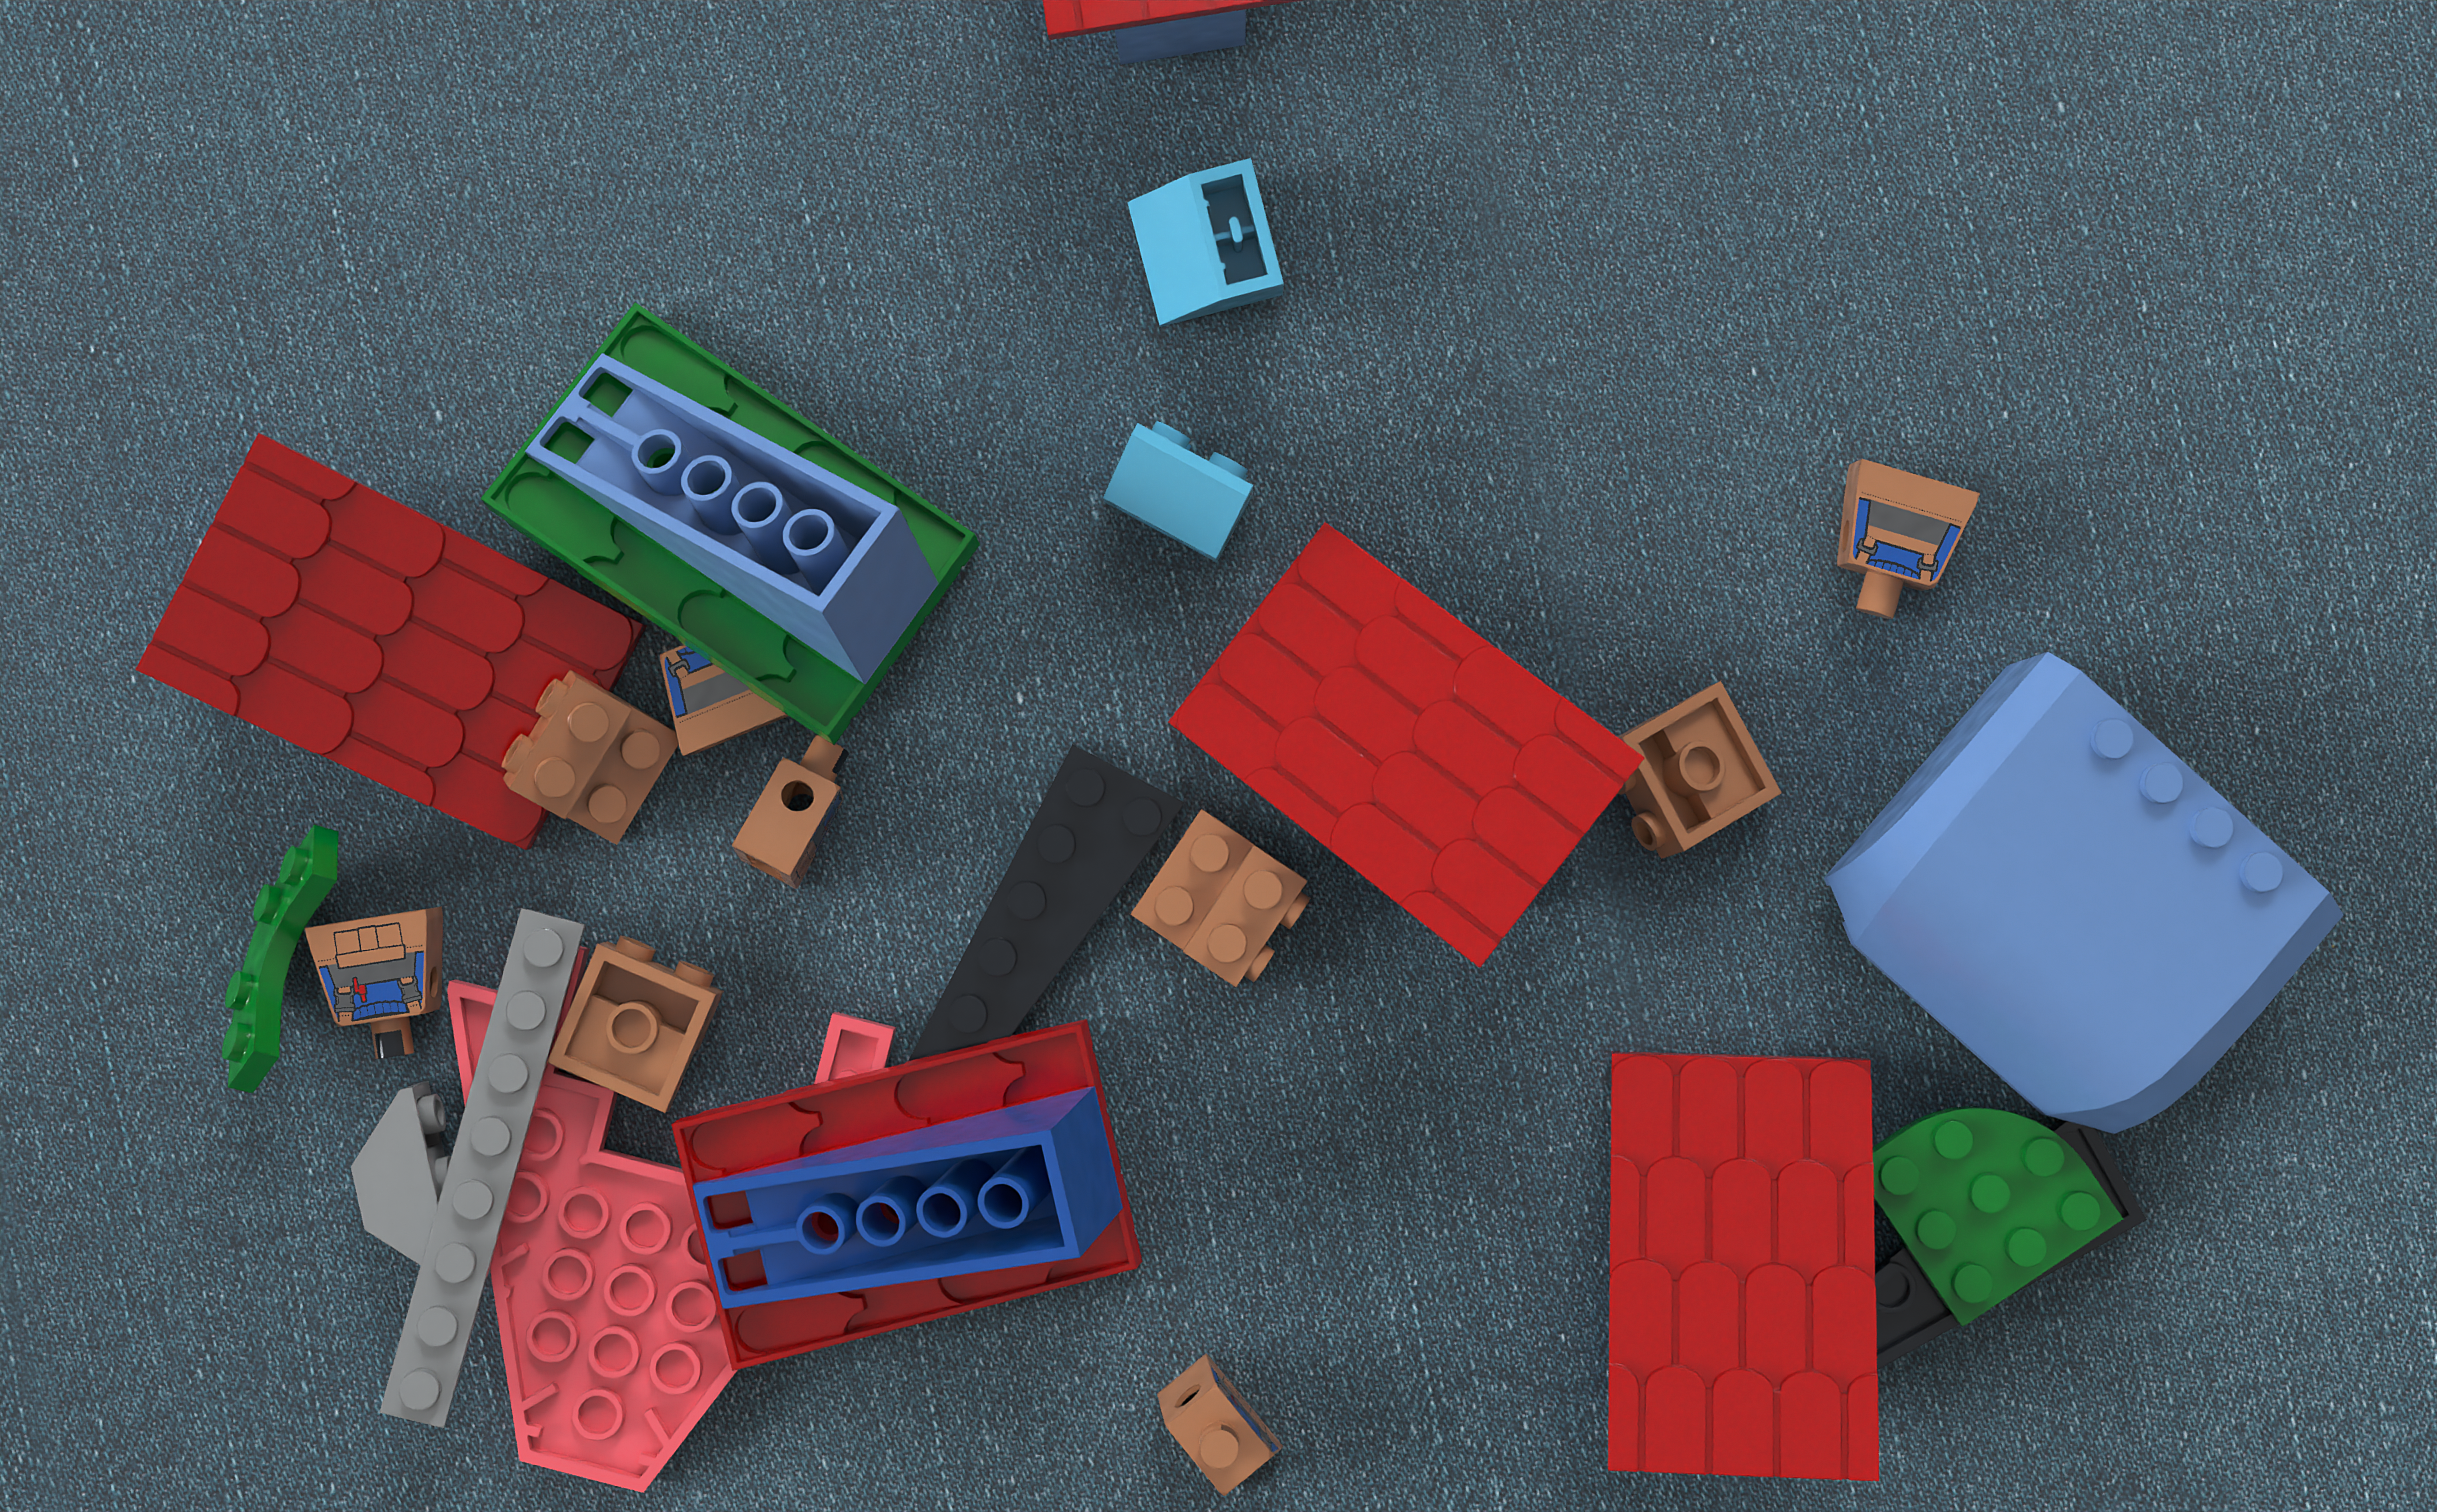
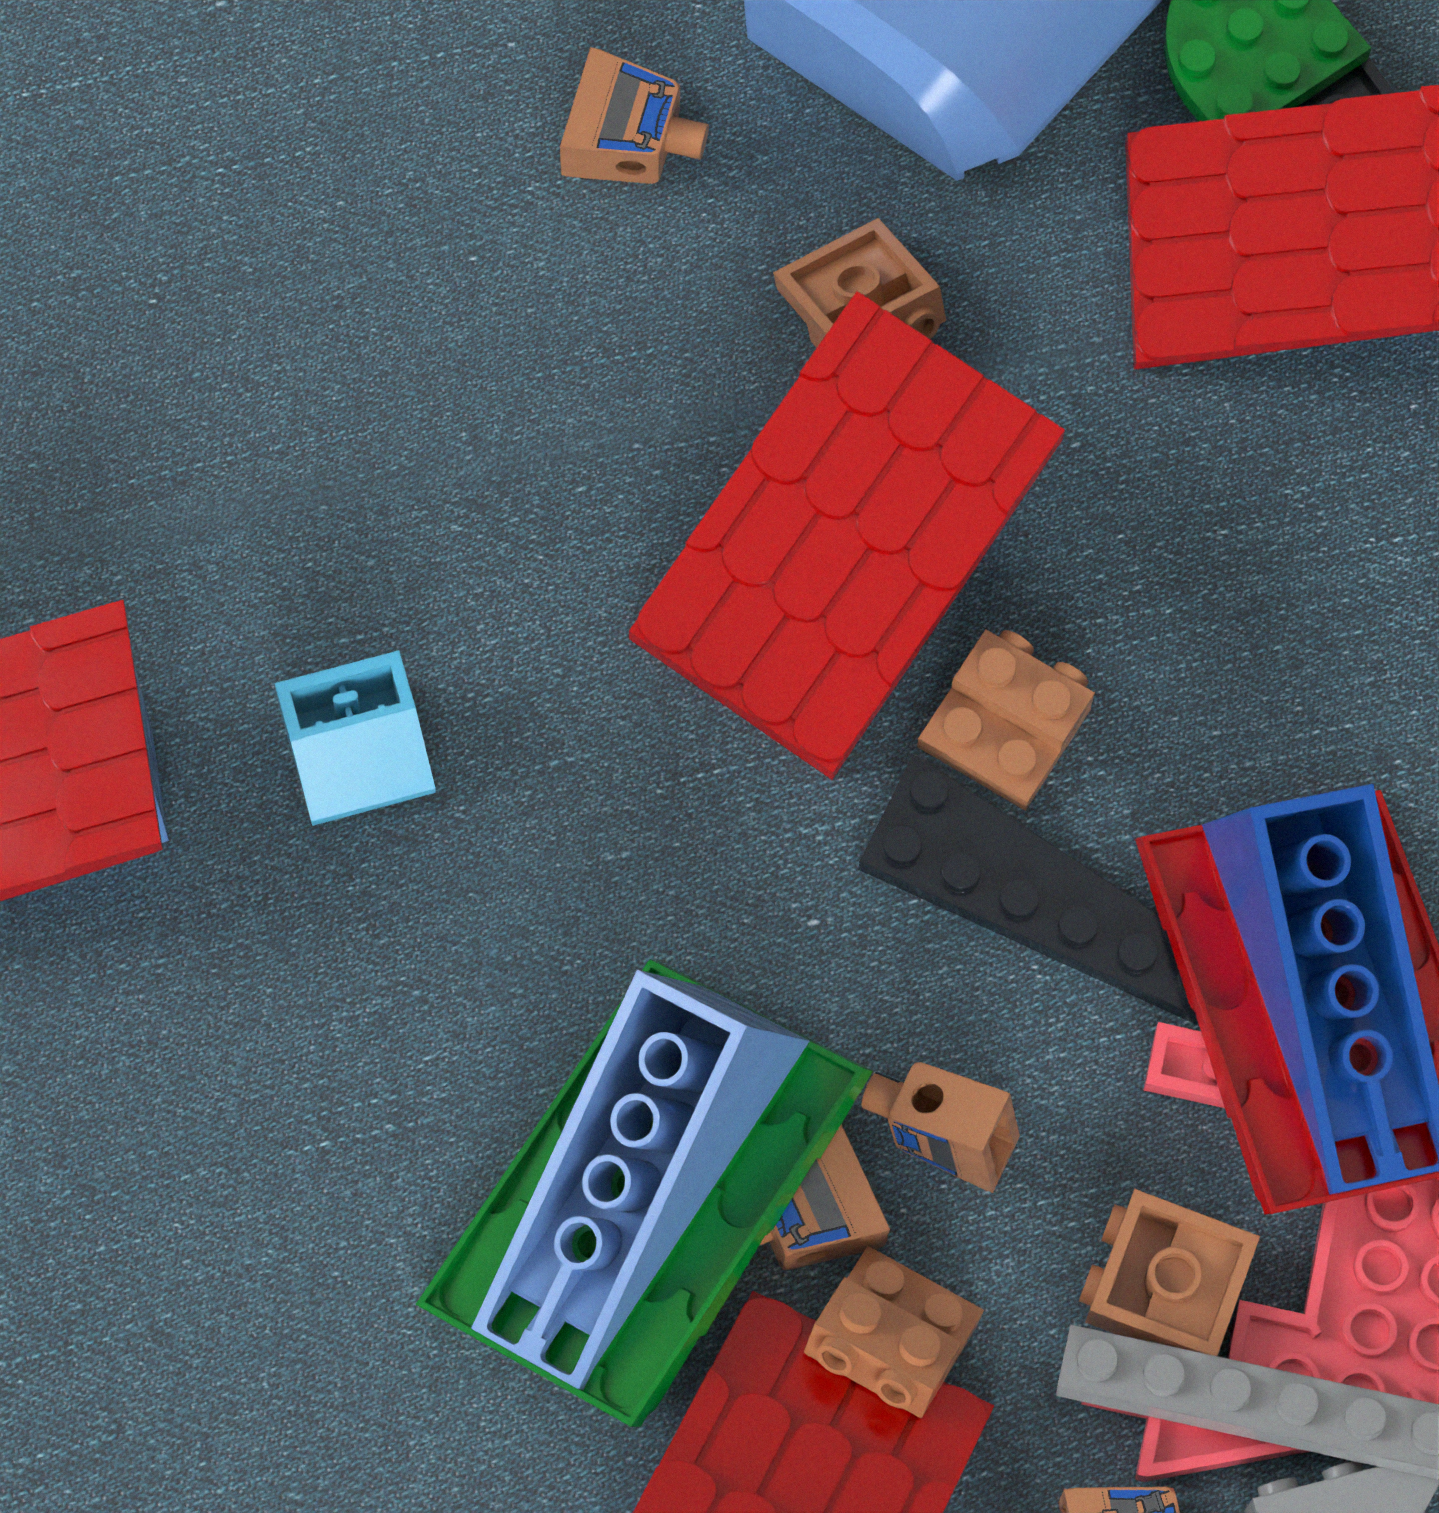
camera: 90 degrees left, 20 degrees down
(1178, 490) = (603, 753): medium azure slope -> none

